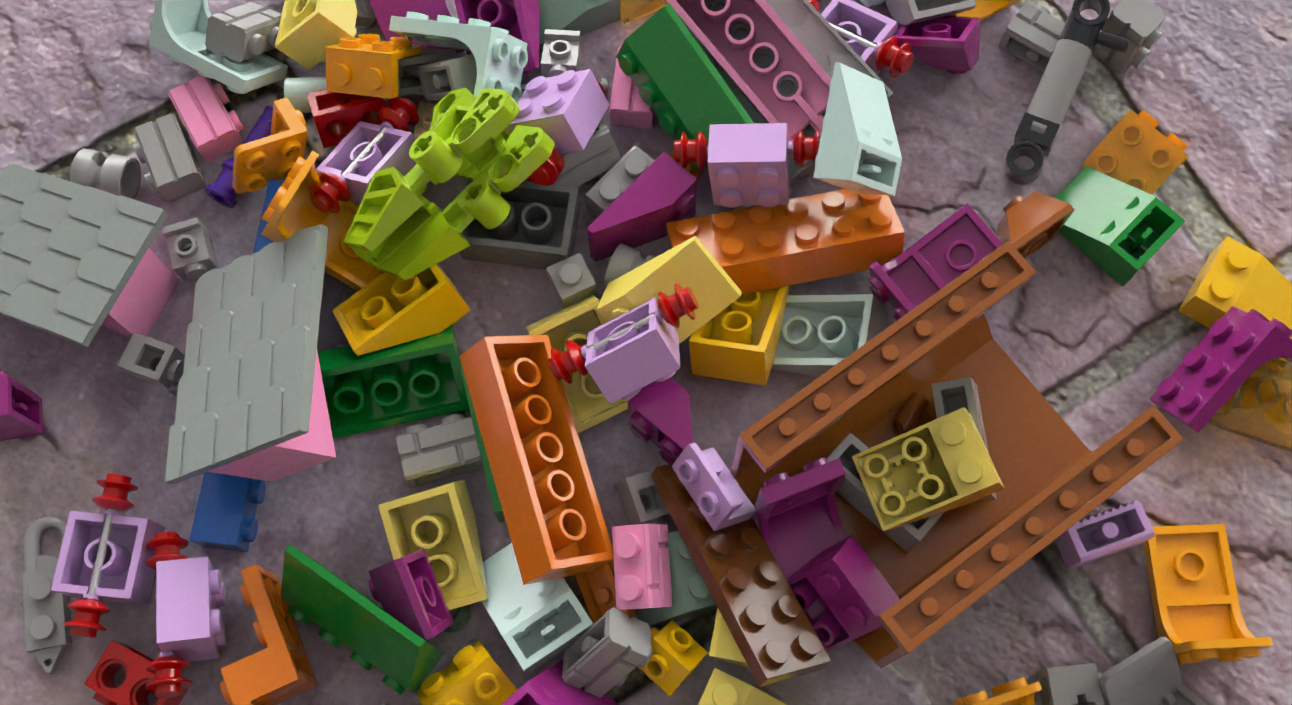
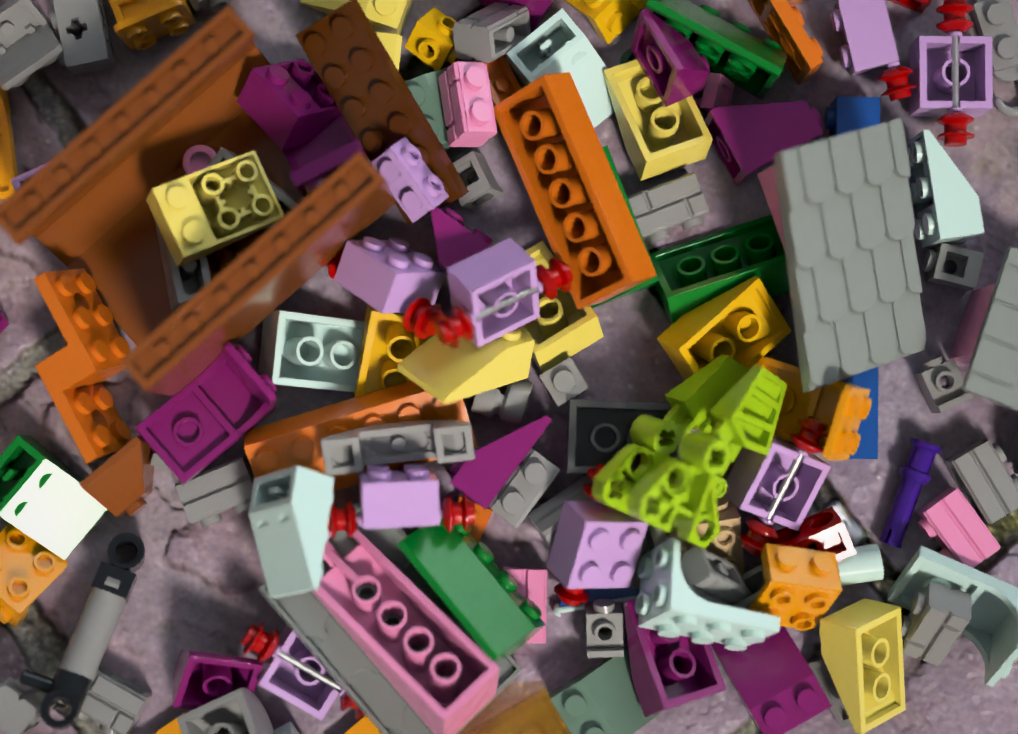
camera: 175 degrees right, 15 degrees up
(142, 412) = (943, 198): none -> light aqua slope
(273, 155) = (867, 508): light orange bracket -> none
(323, 507) = (754, 133): none -> magenta slope
(367, 559) = (716, 93): none -> bright pink tile
(735, 382) = (391, 280): none -> lavender brick
(746, 222) = (396, 443): none -> light grey slope
(928, 208) = (217, 491): none -> light grey brick
(942, 543) = (197, 158): none -> bright pink tile
(1064, 345) = (91, 357): none -> orange bracket

